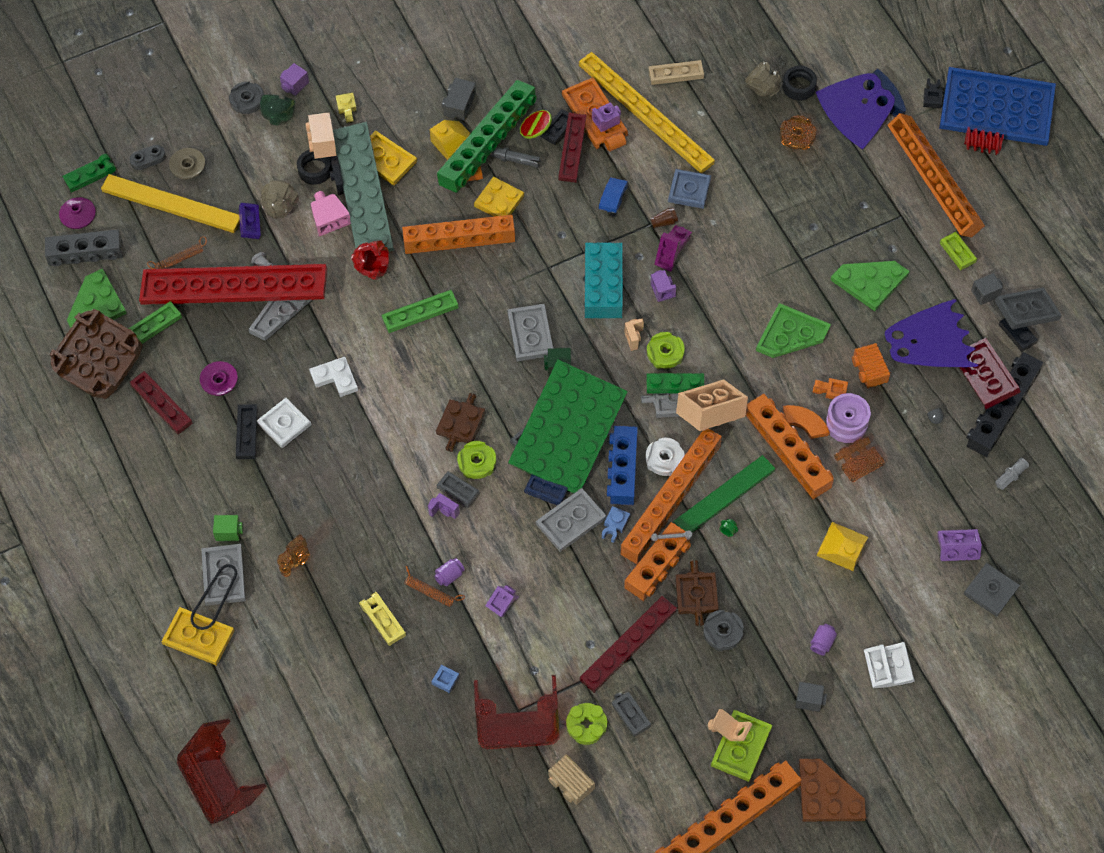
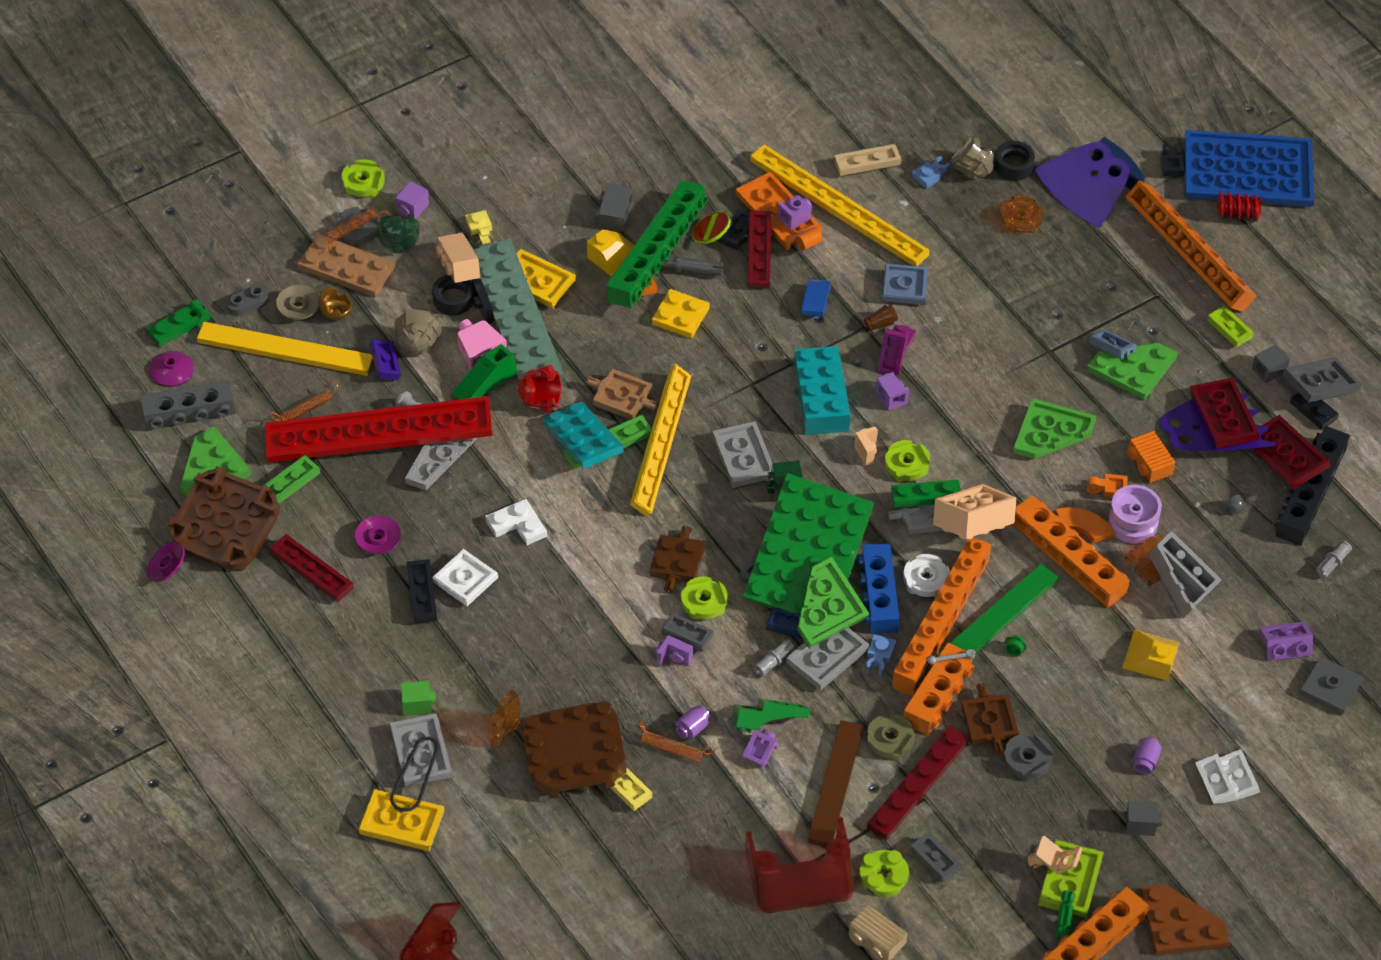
camera: 10 degrees left, 10 degrees down
(43, 387) = (165, 562): none -> magenta dish
(215, 167) = (334, 304): none -> pearl gold hair
(232, 133) = (346, 266): none -> medium nougat plate
(233, 105) = (329, 247): none -> orange piece
(259, 64) = (363, 188): none -> lime plate
(329, 242) = (487, 374): none -> green slope
(346, 587) = (574, 748): none -> reddish brown plate
(399, 304) = (582, 435): none -> teal plate
(438, 268) = (622, 394): none -> medium nougat plate
(445, 679) = (708, 839): medium blue plate -> none
(458, 234) = (641, 353): orange brick -> none
(463, 313) = (660, 440): none -> yellow tile
(496, 573) = (767, 710): none -> green slope
(526, 519) = (773, 658): none -> light grey axle
(559, 638) = (835, 783): none -> reddish brown tile
(576, 478) = (828, 604): none -> bright green plate
(611, 611) = (890, 748): none -> olive plate
(726, 88) = (930, 174): none -> medium blue plate
(730, 779) = (1065, 914): none -> green axle
(852, 260) = (1112, 343): none -> sand blue tile
(879, 477) = (1182, 573): none -> light grey wedge
(939, 332) = (1224, 413): none -> dark red plate

